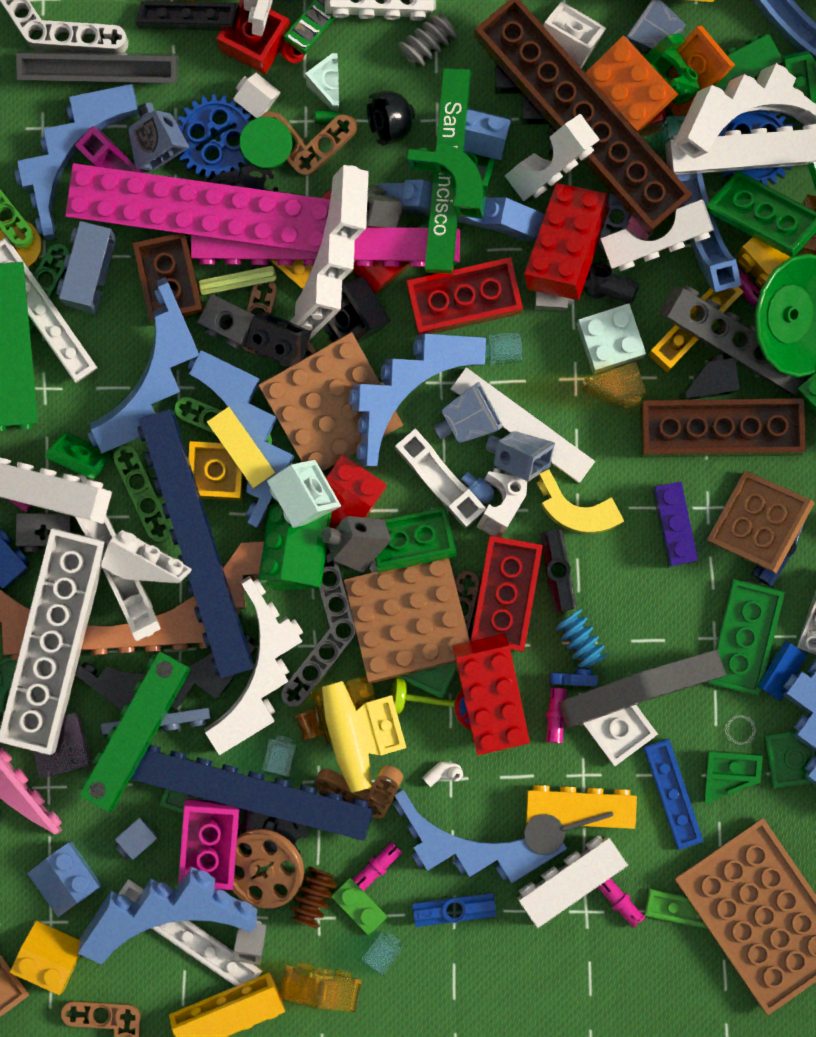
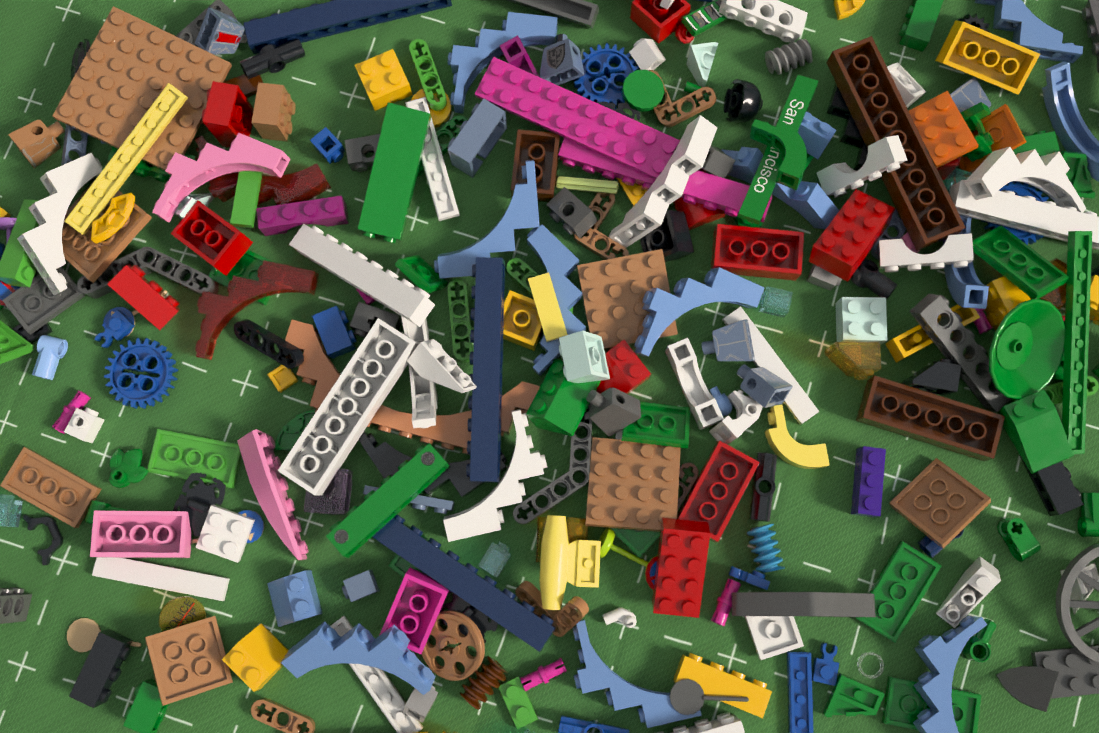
camera: 25 degrees right, 5 degrees down
(278, 339) = (603, 235): black brick -> none
(308, 725) = (526, 542): clear orange bush -> none
(691, 751) = (825, 669): none -> blue plate
(784, 664) = (921, 626): blue tile -> none

